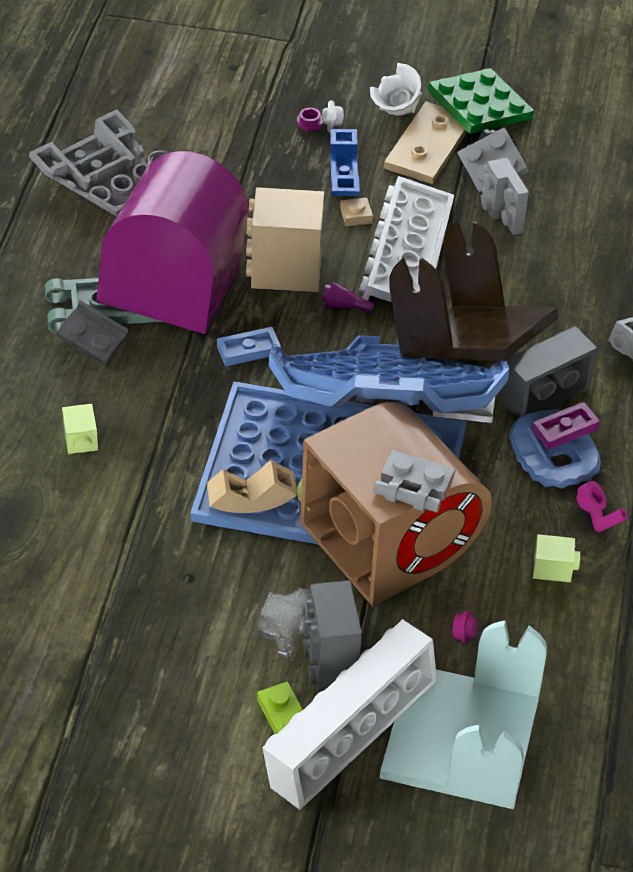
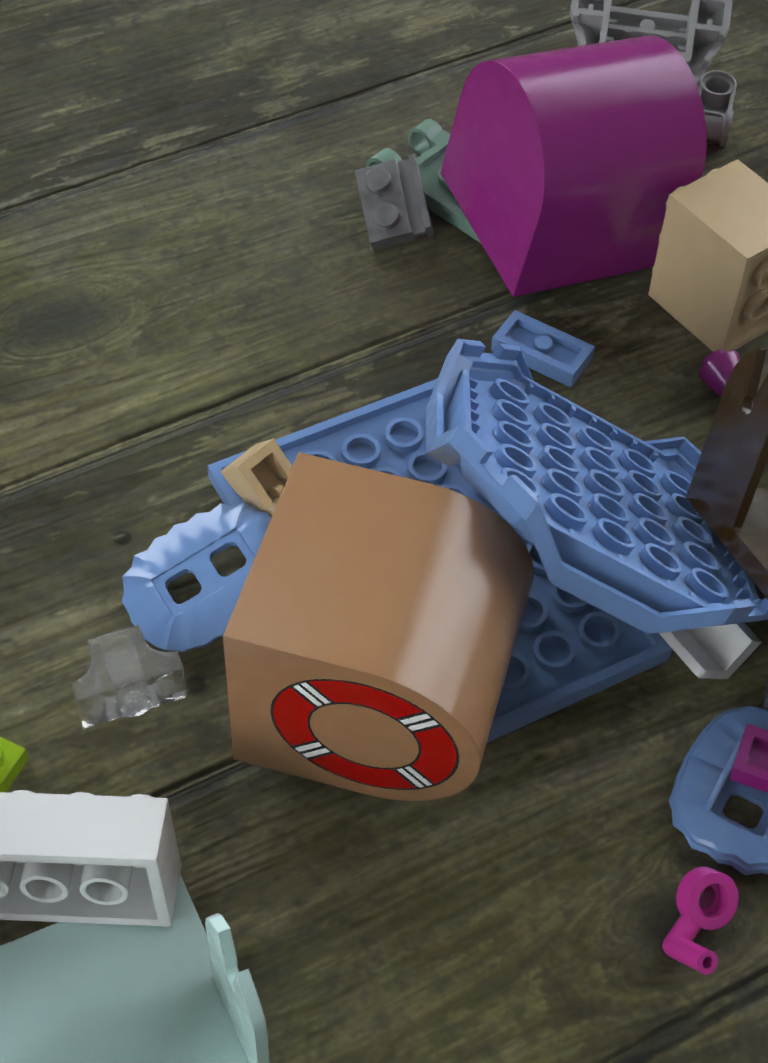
camera: 50 degrees right, 5 degrees up
(80, 428) = (239, 285): yellowish green brick -> none
(236, 549) = (190, 550): none -> medium blue piece
(330, 632) = (98, 730): dark grey brick -> none
(414, 481) = (352, 614): light grey plate -> none
(464, 626) = (305, 895): dark pink plate -> none
(555, 558) = (541, 927): yellowish green brick -> none

